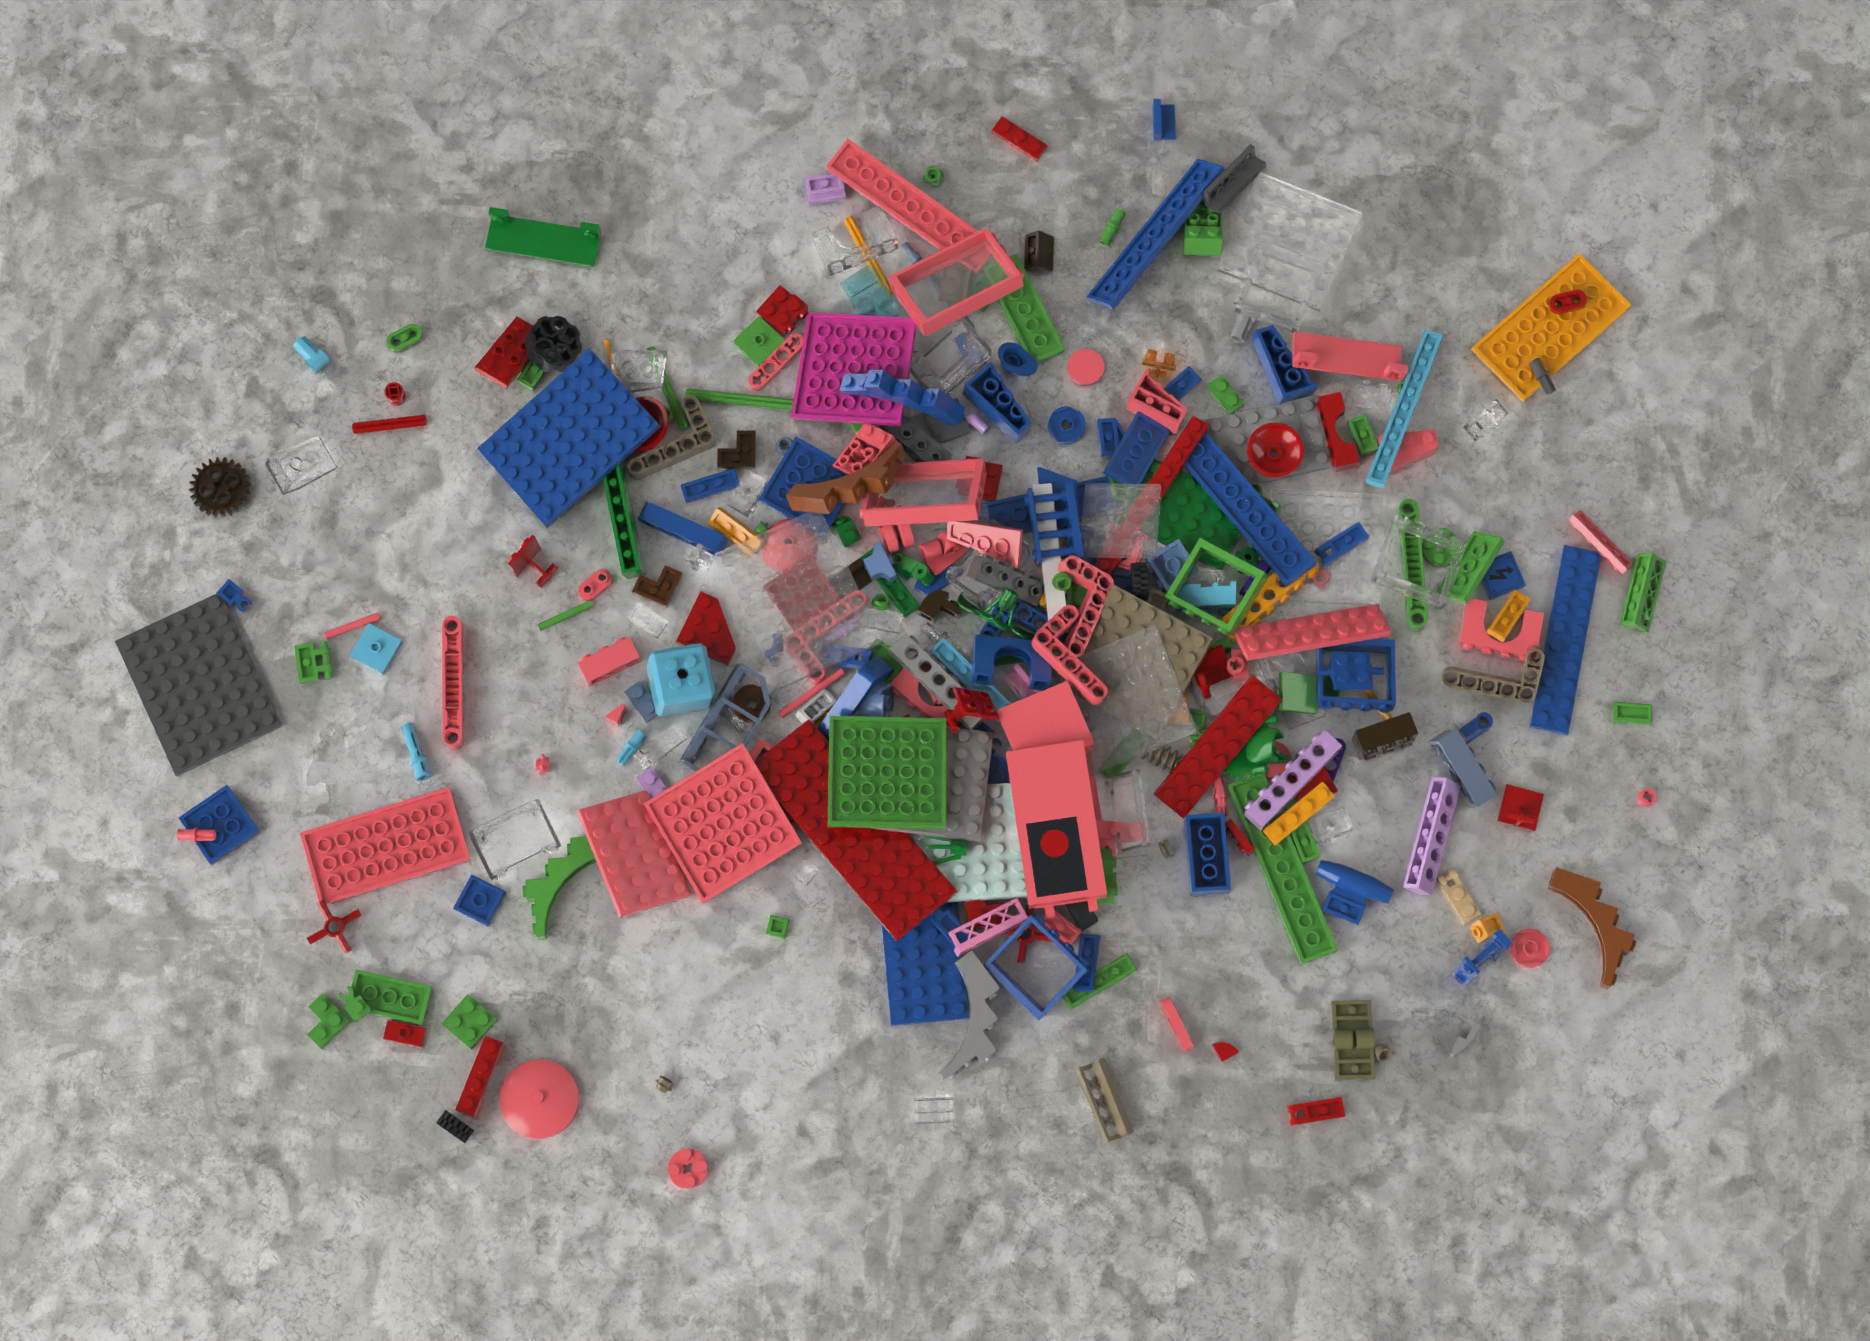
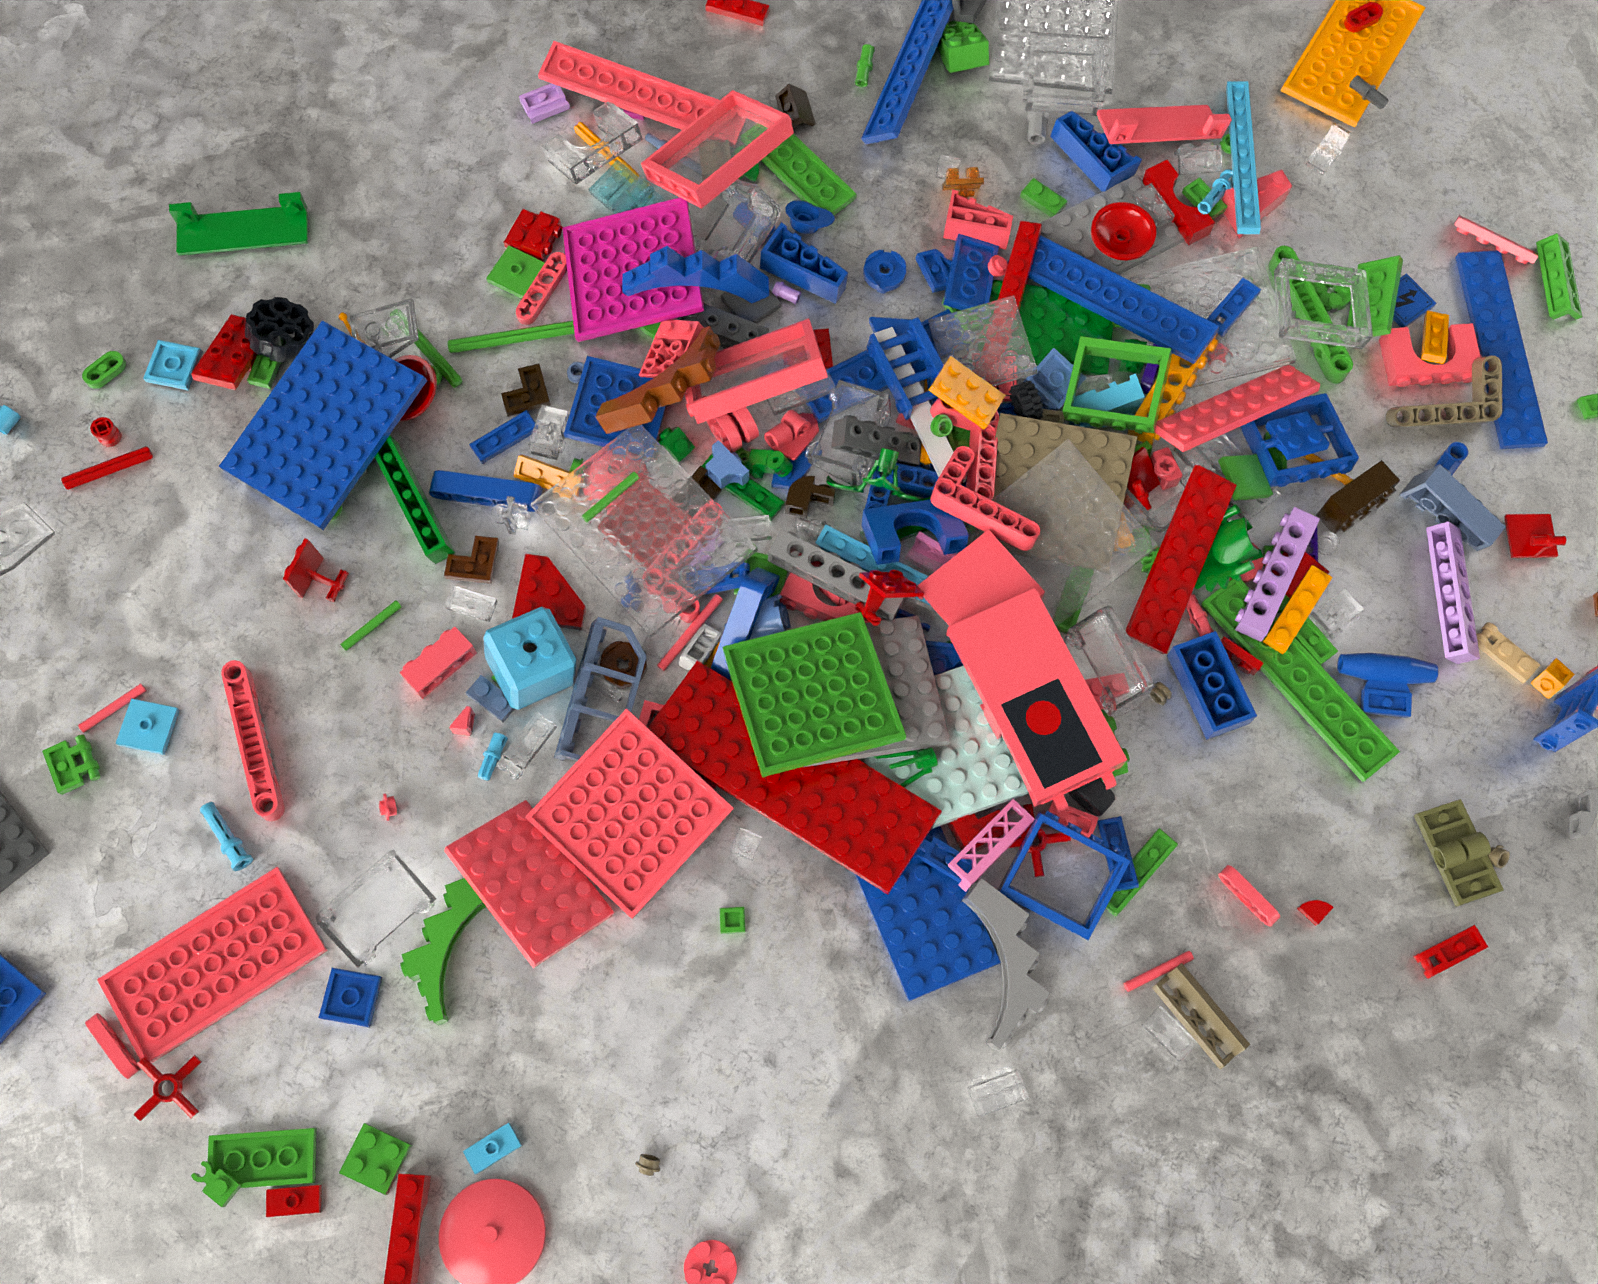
camera: 20 degrees left, 5 degrees down
(300, 884) = (112, 1045): none -> coral beam
(331, 1021) = (192, 1213): bright green plate -> none
(460, 348) = (172, 365): none -> medium azure plate
(555, 1039) = (492, 1148): none -> medium azure plate
(597, 586) = (401, 581): coral plate -> none
(651, 782) = (527, 790): lavender plate -> none
(677, 445) = (453, 402): dark tan beam -> none
(778, 567) = (610, 497): none -> bright green bar
(881, 602) = (739, 509): bright green plate -> none
(933, 171) = (654, 59): bright green plate -> none
(994, 540) = (833, 403): coral wing -> none
(1085, 367) = (884, 208): coral tile -> none
(1086, 1059) = (1158, 971): none -> coral bar
(1090, 560) = (967, 392): none -> light orange plate
(1160, 450) = (997, 266): none -> coral plate
(1165, 757) = (1122, 590): dark tan piece -> none
(1183, 383) = (997, 194): blue plate -> none
(1377, 429) = (1218, 189): none -> medium azure pin

